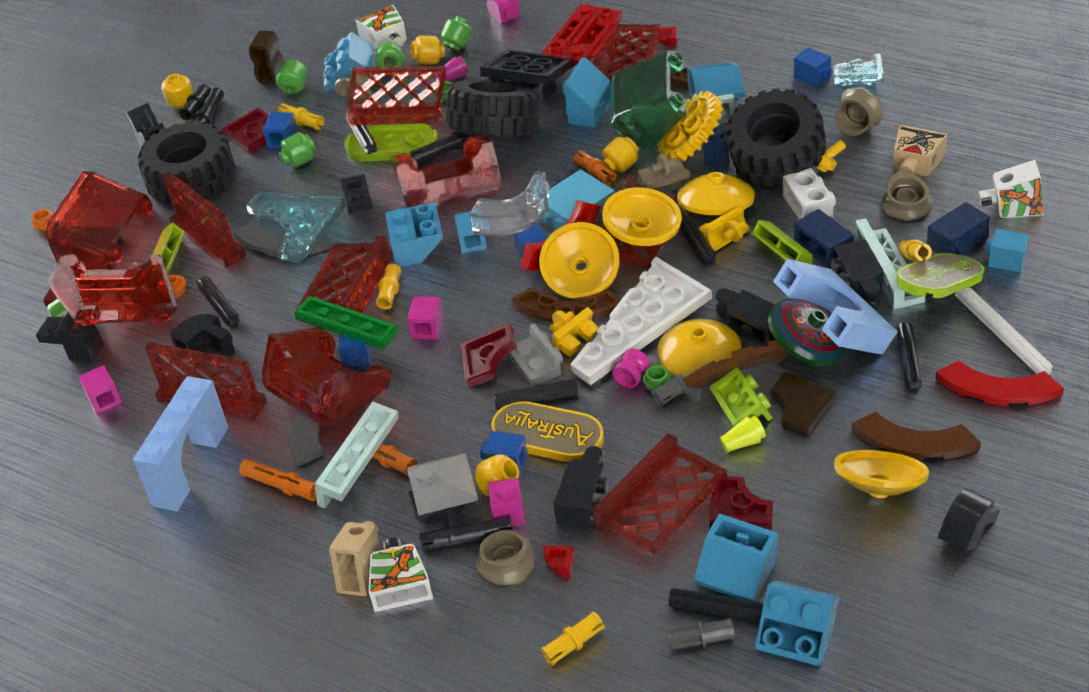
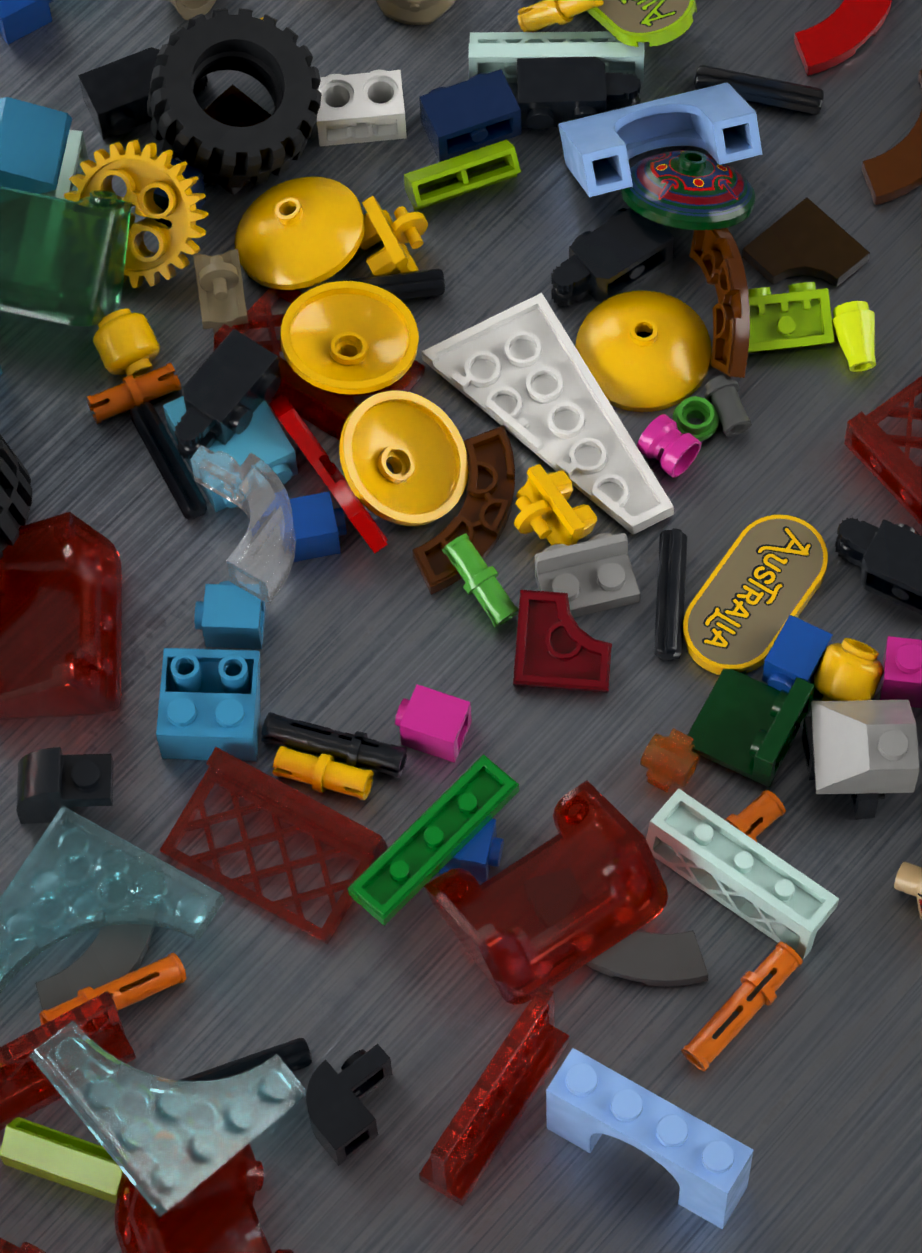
camera: 80 degrees left, 20 degrees up
(164, 261) = (160, 1128): none -> clear light blue plate
(242, 237) = (128, 988): none -> orange pin
(402, 305) = (345, 747): none -> black pin
(423, 412) = (670, 760): none -> clear orange gear
(453, 439) = (750, 724): none -> dark green bracket
(518, 311) = (480, 580): none -> bright green pin
(586, 179) = (226, 393): none -> black hinge

